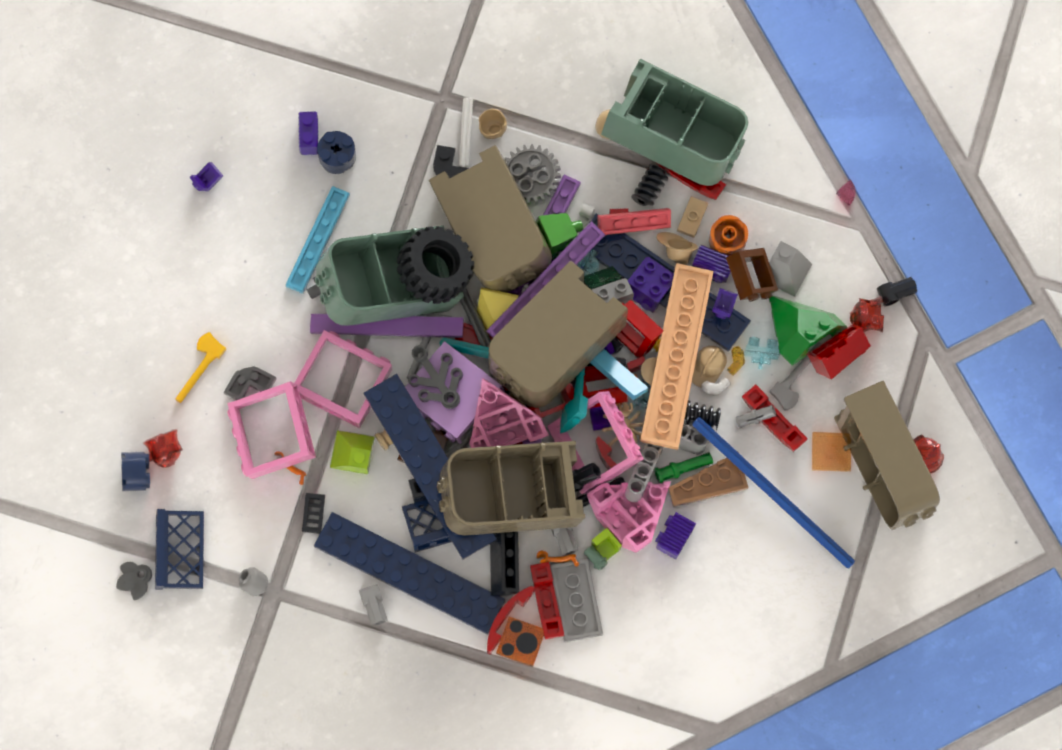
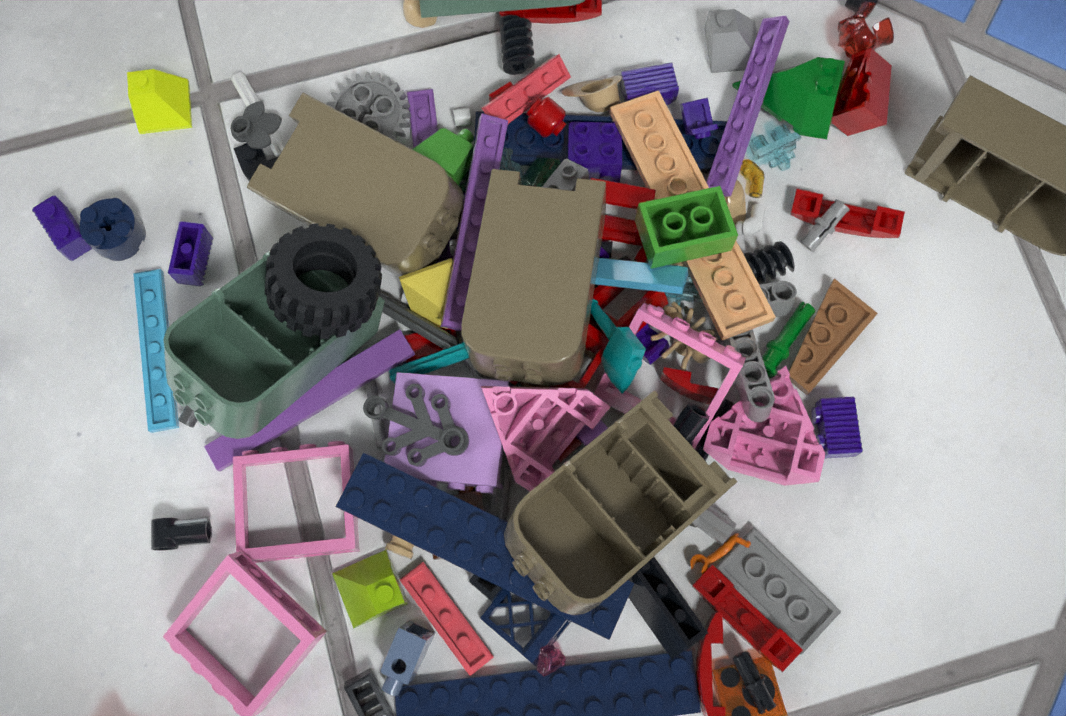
camera: 30 degrees left, 0 degrees up
(213, 350) = (103, 574): yellow piece -> none
(247, 378) = (167, 588): dark grey plate -> none
(264, 351) = (172, 533): none -> black piece
(293, 469) = (308, 663): orange piece -> none
(354, 493) = (410, 646): none -> sand blue torso
(372, 196) = (190, 254): none -> dark purple brick
(383, 495) = (446, 618): none -> coral tile
(412, 87) = (159, 101): none -> neon yellow slope
(424, 551) = (550, 660): none -> clear pink tile
(461, 142) = (255, 126): none -> dark grey plate
(492, 123) = (284, 84): tan hair -> none
(526, 635) = (754, 682): none -> black axle
(595, 557) = (763, 520): sand green pin -> none
(606, 544) = (763, 494): lime panel -> none
(633, 245) = (546, 117): none -> red head
(661, 363) = (685, 227): none -> bright green brick
(692, 217) = (587, 51): tan plate -> none
(730, 226) = (645, 41): orange brick -> none
(742, 277) = (704, 67): reddish brown window -> none
(761, 314) = (747, 104): none -> medium lavender tile
(775, 494) = (911, 300): blue axle -> none
(781, 391) = (826, 180): light grey piece -> none
(829, 452) = (930, 216): clear orange tile -> none

